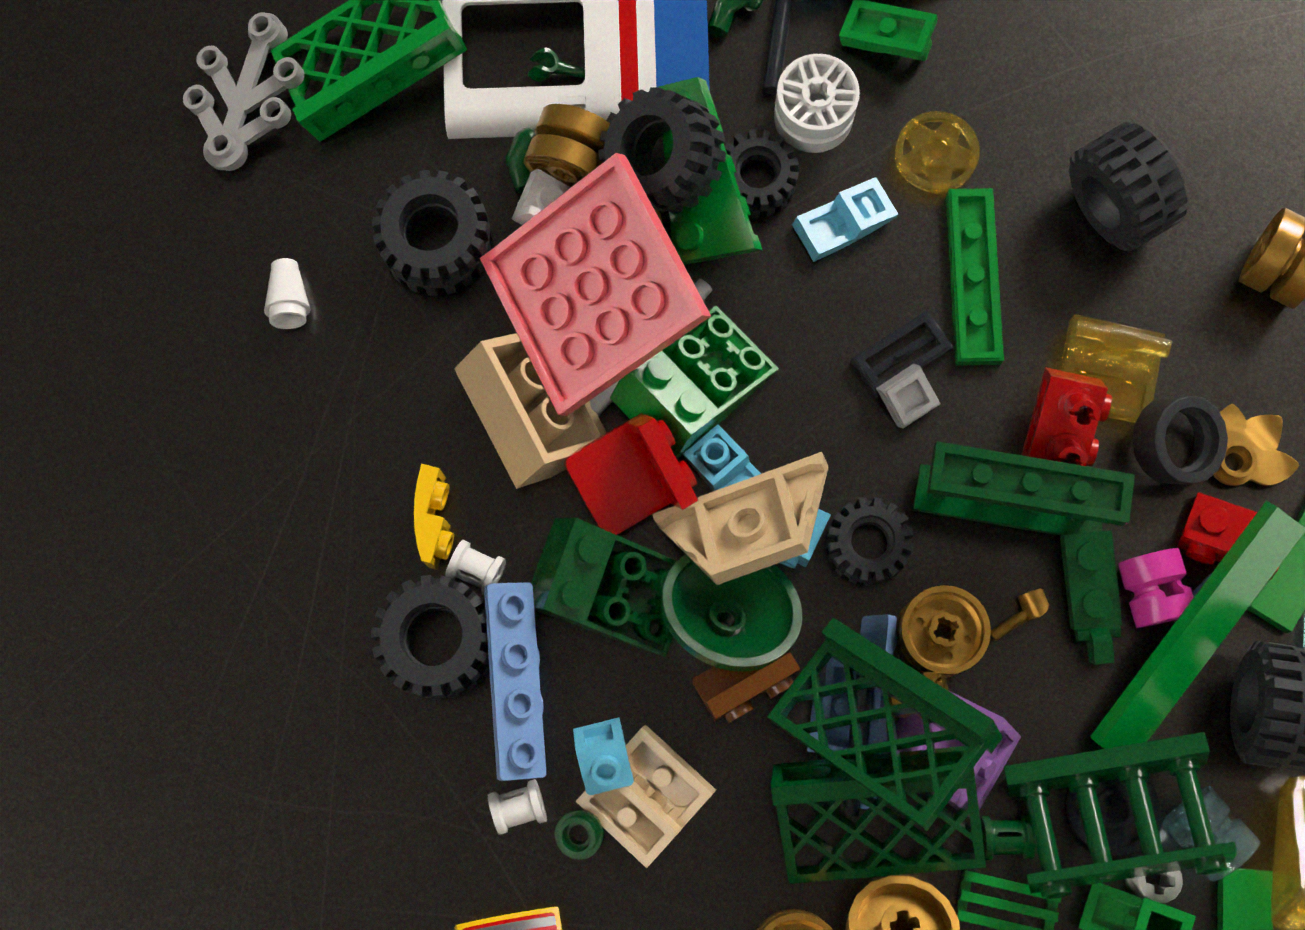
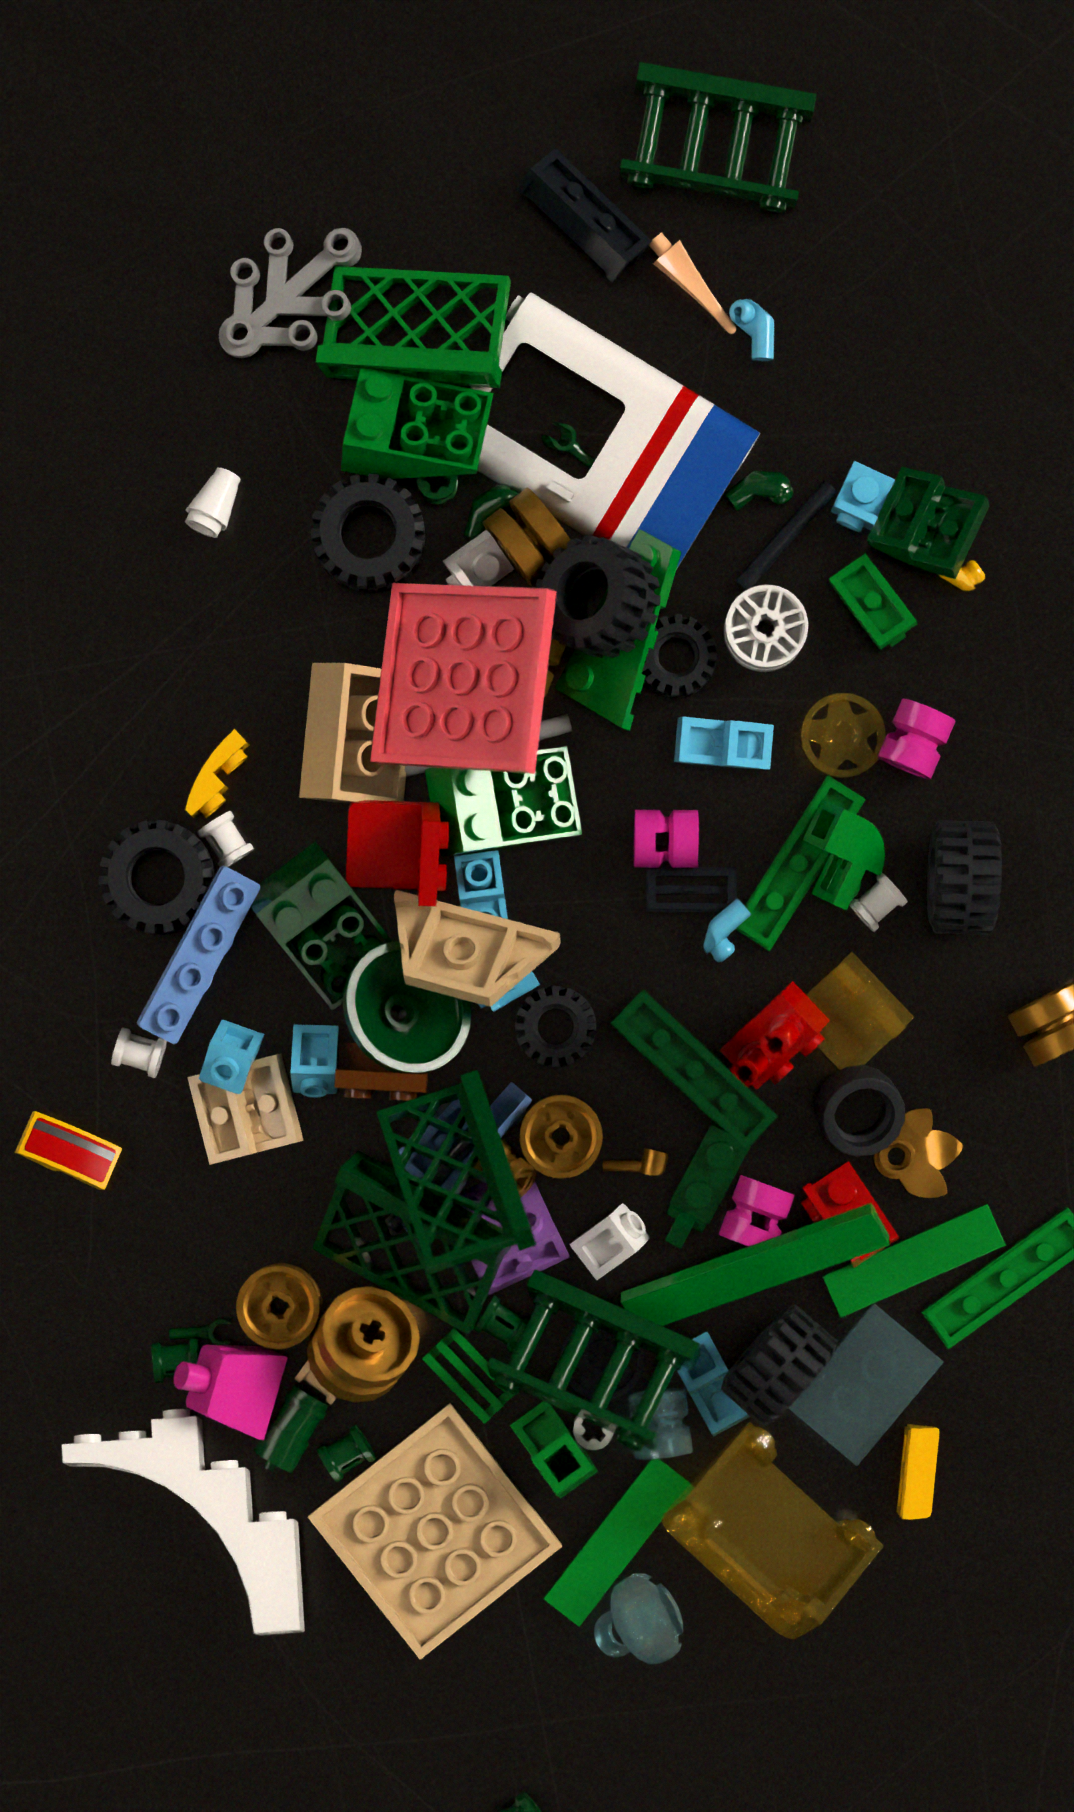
camera: 30 degrees right, 10 degrees up
(414, 121) = (413, 427): none -> green slope
(462, 146) = (444, 493): none -> dark green bush
(568, 844) = (161, 1108): dark green plate -> none
(680, 709) = (314, 1059): none -> medium azure bracket
(867, 313) = (682, 838): none -> dark pink wheel
(908, 396) = (670, 929): light grey tile -> none
(951, 365) = (720, 928): none -> medium azure arm
(1001, 111) = (916, 738): none -> dark pink wheel
(1013, 227) = (853, 849): none -> green brick
(1048, 698) = (610, 1241): none -> white bracket
(1064, 262) = (877, 902): none -> white bush
(1230, 777) = (705, 1388): none -> medium azure slope

